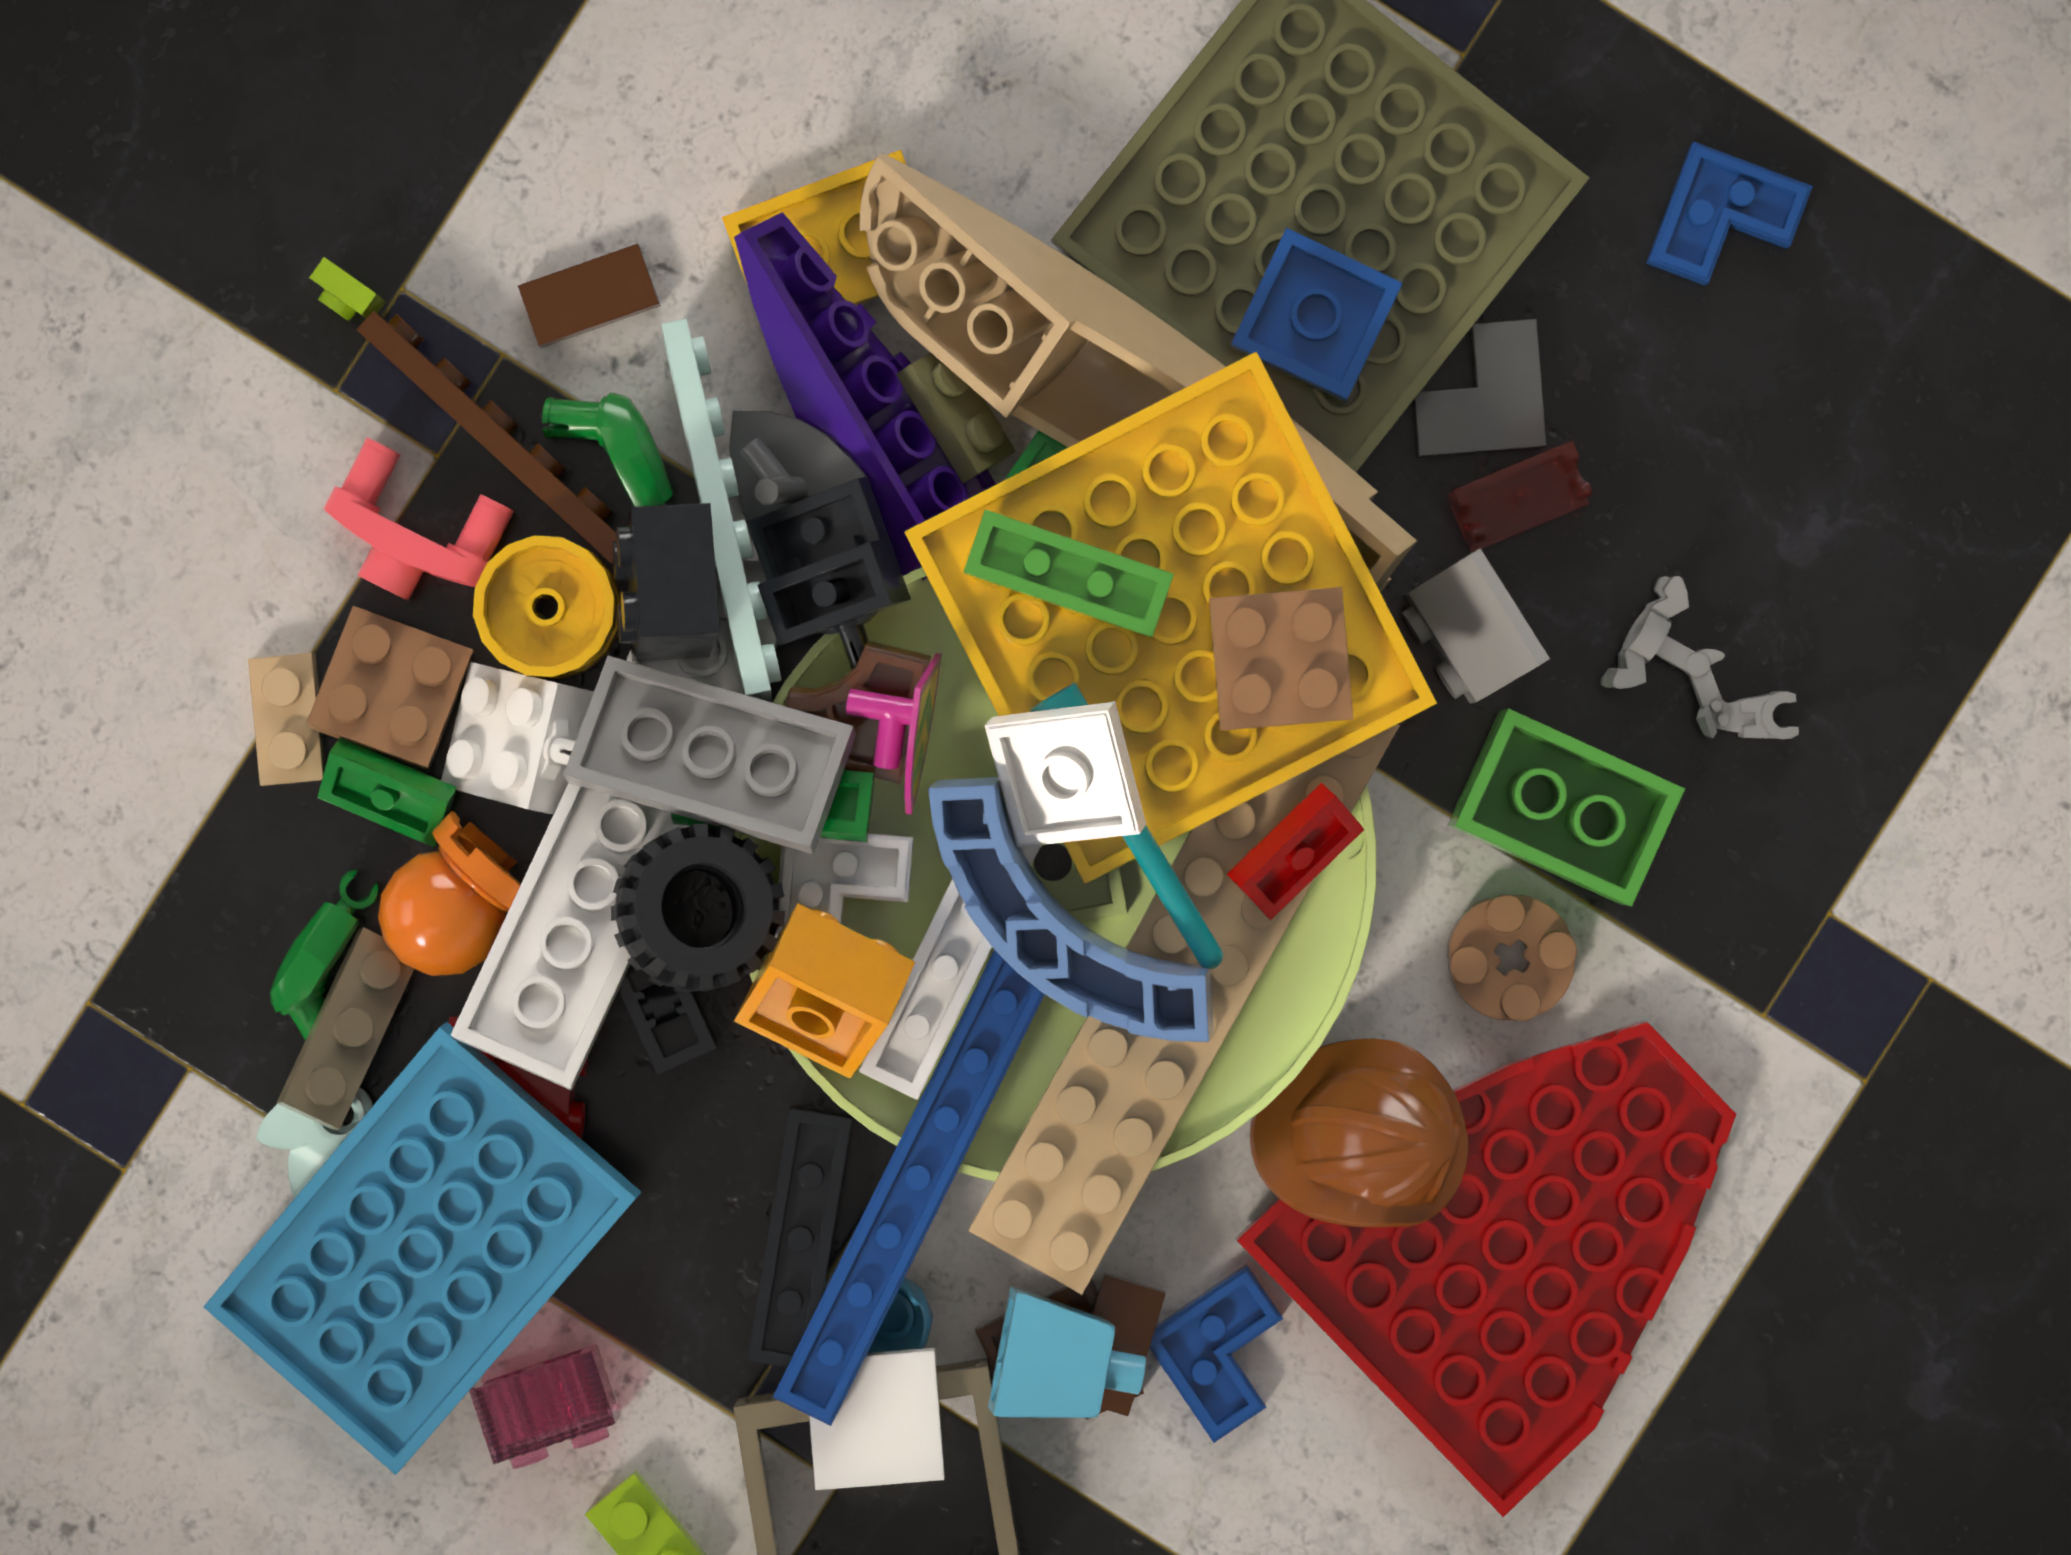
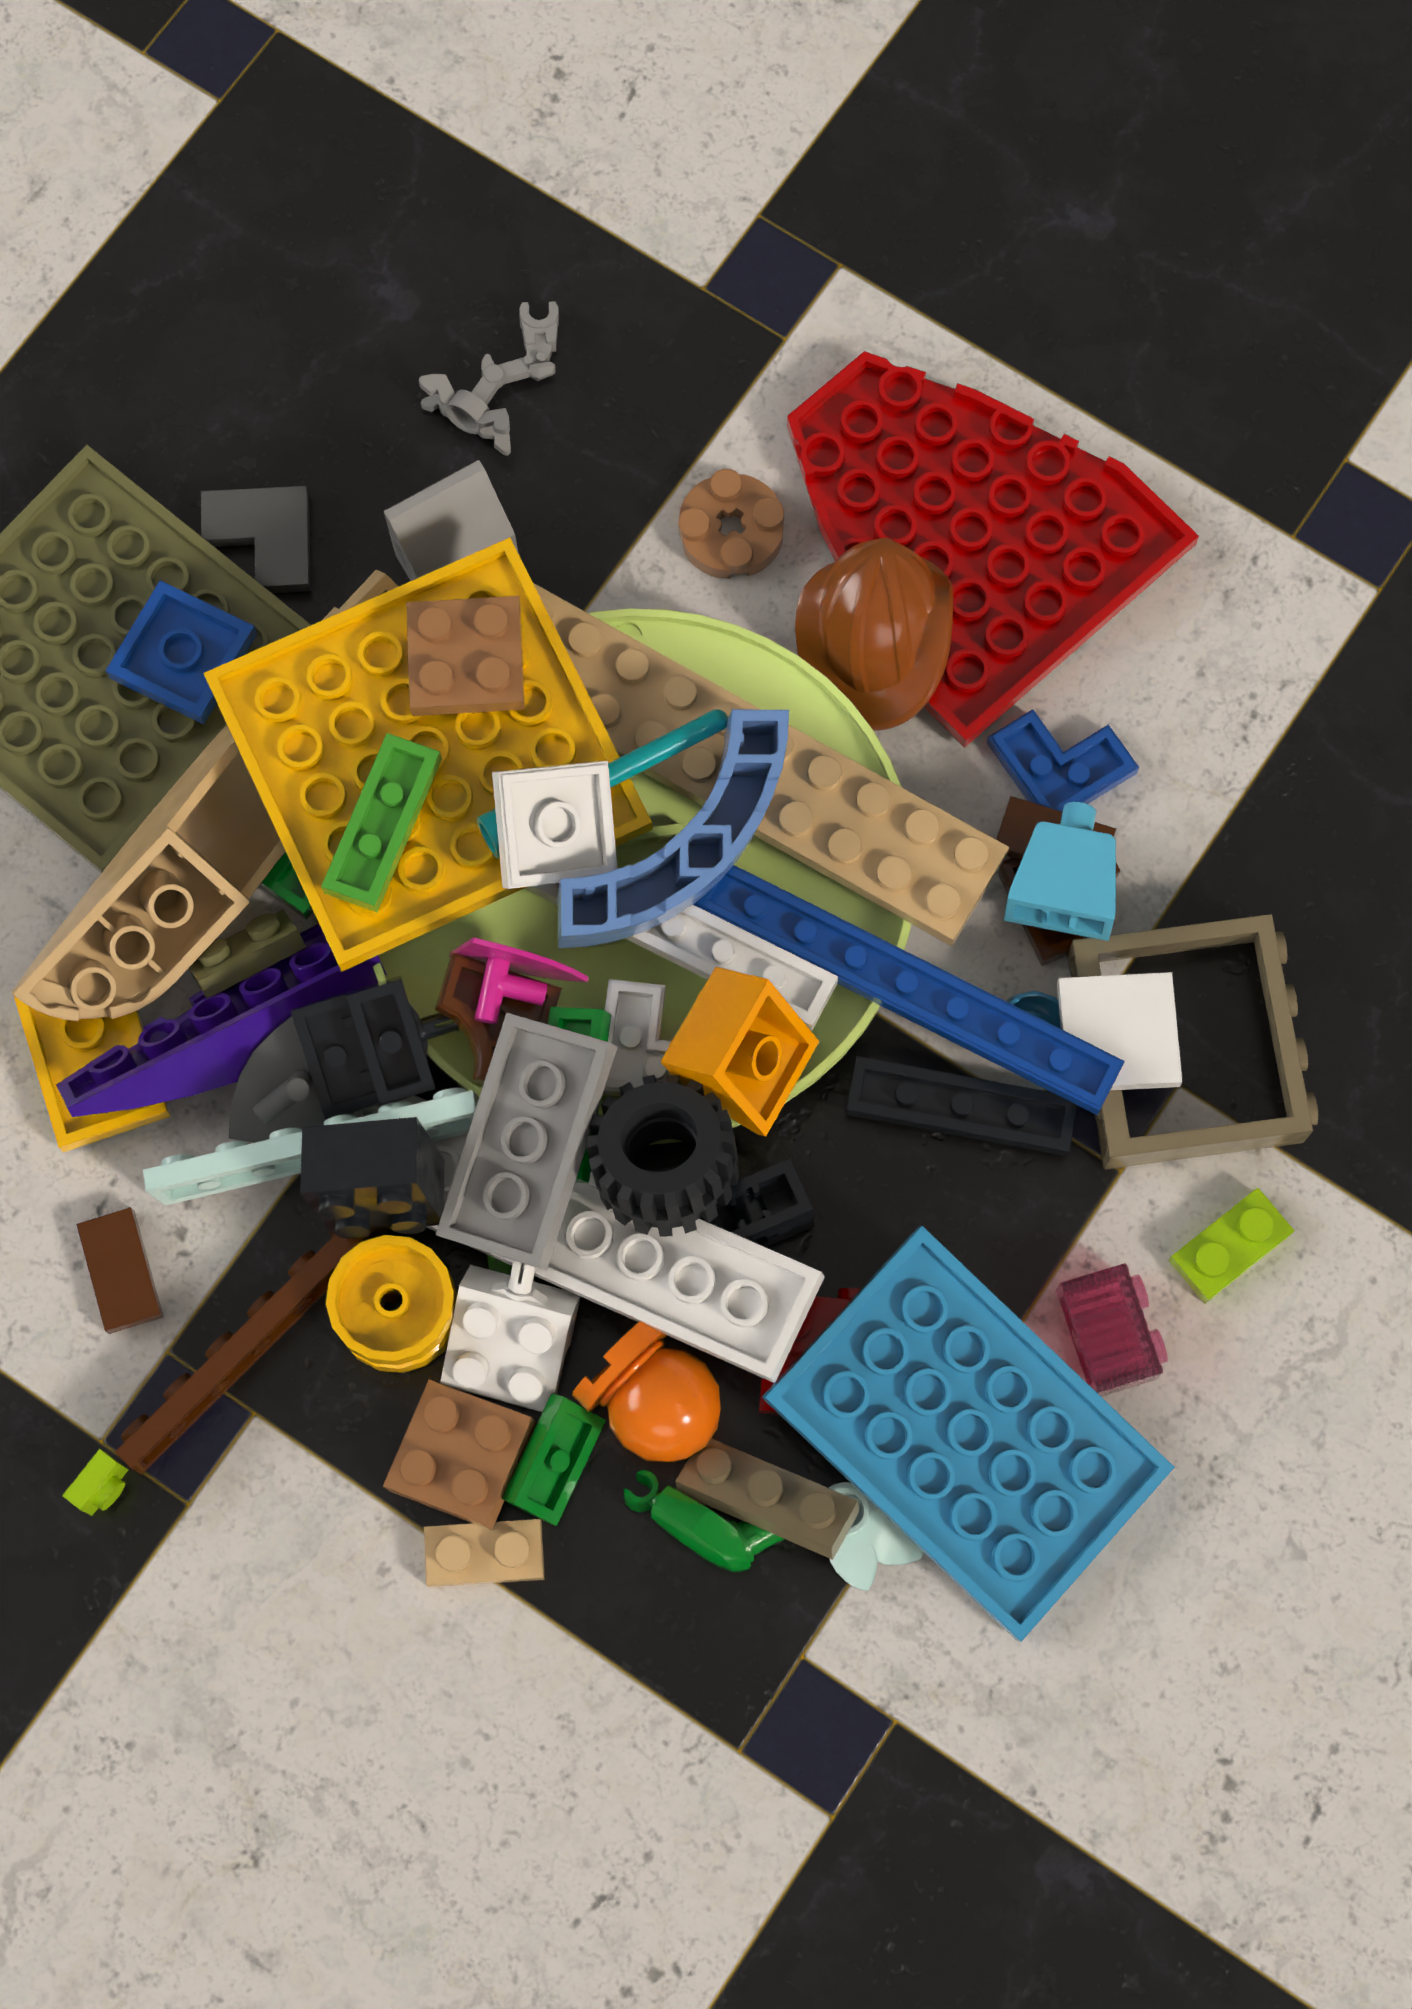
camera: 85 degrees left, 15 degrees down
(398, 553) = (336, 1441): coral connector -> none
(623, 434) = (250, 1236): green arm -> none
(1295, 851) = (630, 653): red plate -> none
(1520, 497) = (347, 507): clear red hinge -> none
(1566, 807) = (606, 471): bright green brick -> none
(1718, 194) = (112, 353): blue tile -> none

